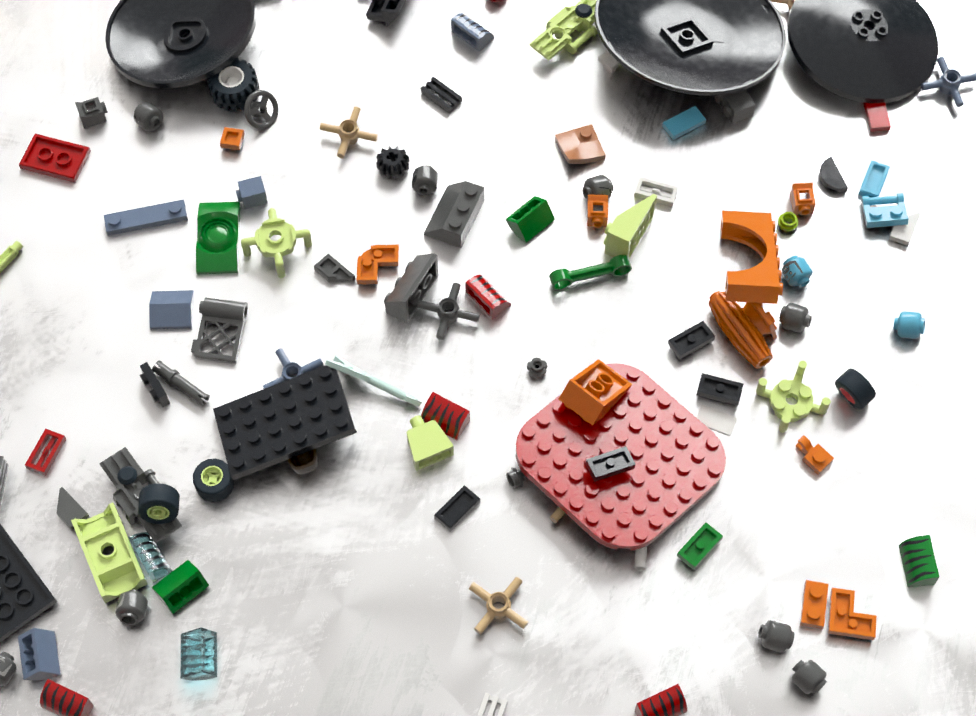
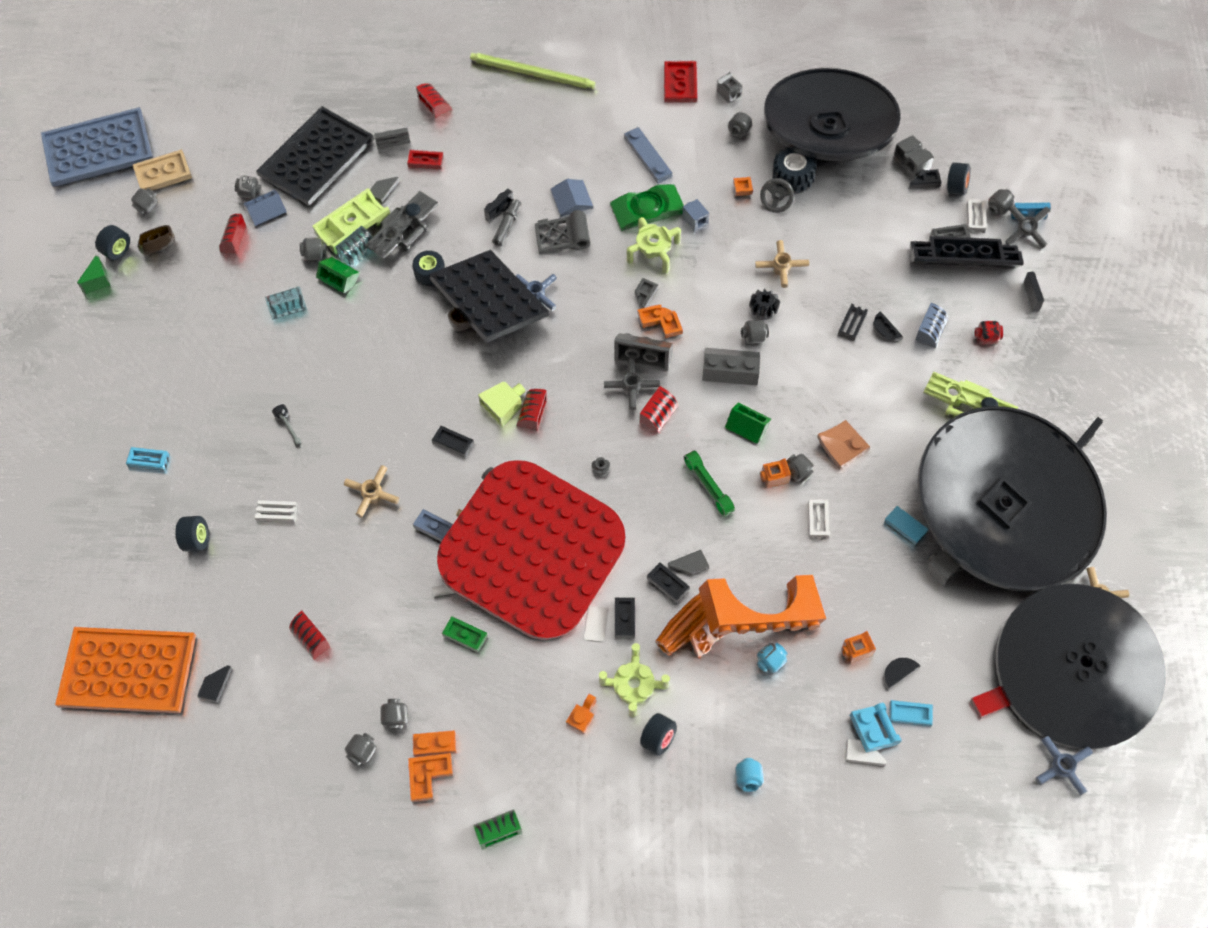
camera: 75 degrees right, 0 degrees up
(158, 503) = (388, 231): black wheel -> none
(343, 366) = (550, 333): light aqua piece -> none
(359, 688) = (281, 413): none -> hinge
(458, 71) = (885, 329): none -> black tile
(564, 546) = (432, 525): none -> sand blue plate
(594, 391) = (580, 508): orange slope -> none
(610, 464) = (510, 535): plate -> none
(629, 228) = (762, 501): yellowish green slope -> none
(674, 315) = (691, 563): none -> dark grey tile
(788, 217) = (831, 636): lime plate -> none
(795, 317) = (721, 666): dark grey head -> none

